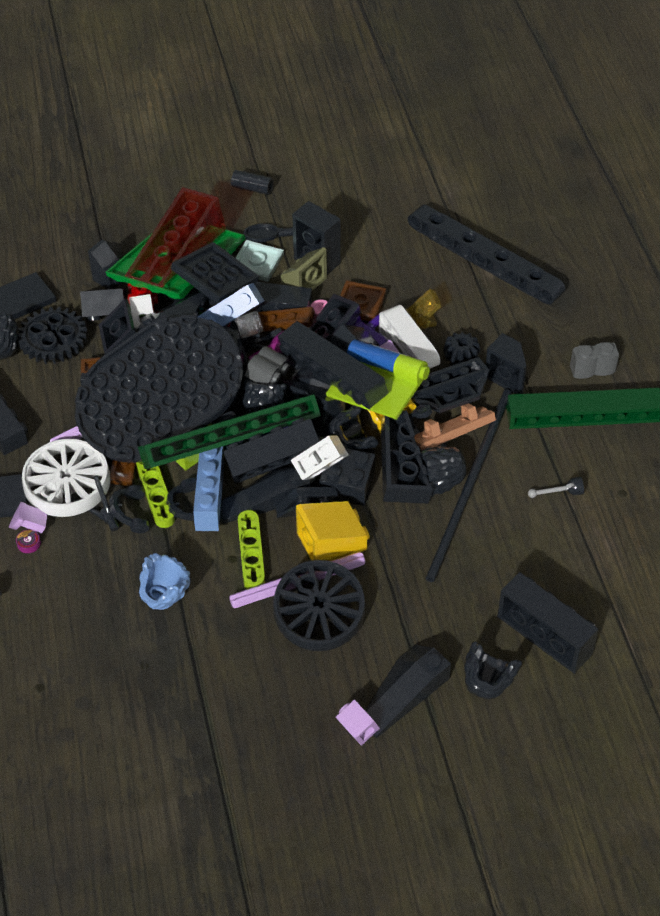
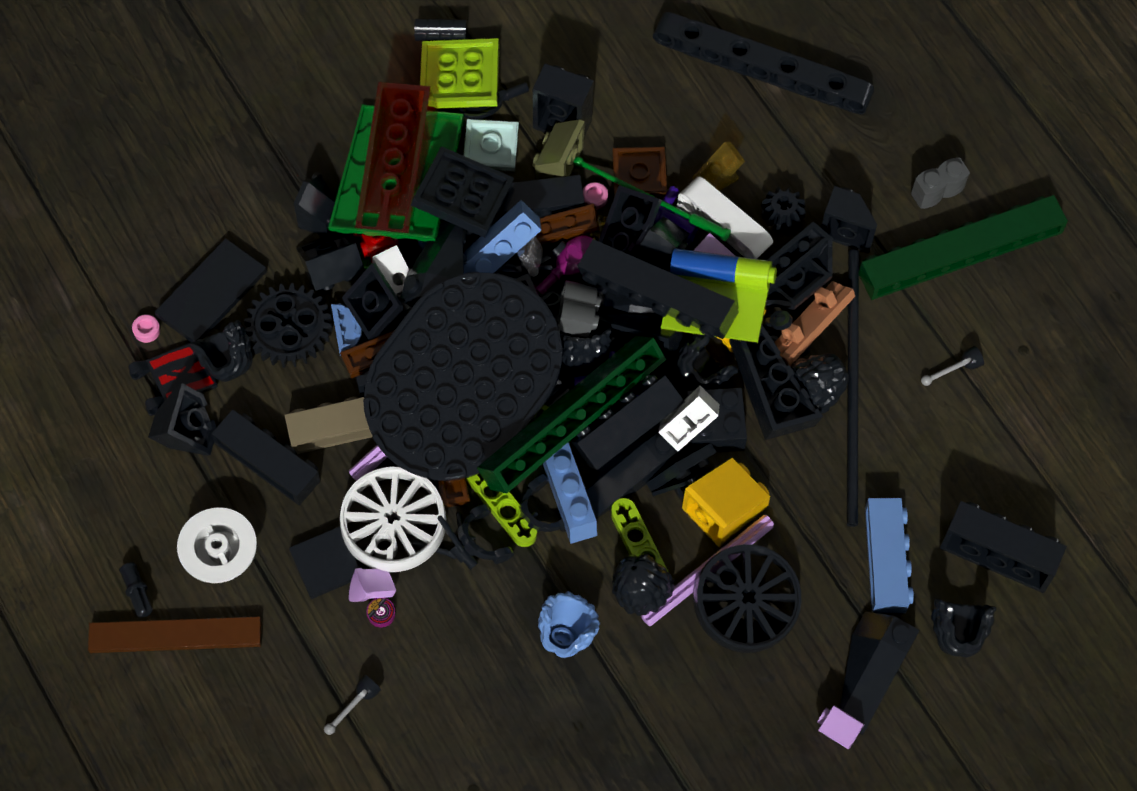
camera: 20 degrees left, 15 degrees up
(45, 405) = (327, 425): none -> dark tan brick
(93, 345) = (346, 327): none -> medium blue plate
(236, 570) = (642, 588): none -> black hair
(254, 209) = (461, 72): none -> lime plate
(399, 342) = (722, 233): none -> green piece
(448, 606) = (887, 555): none -> medium blue brick

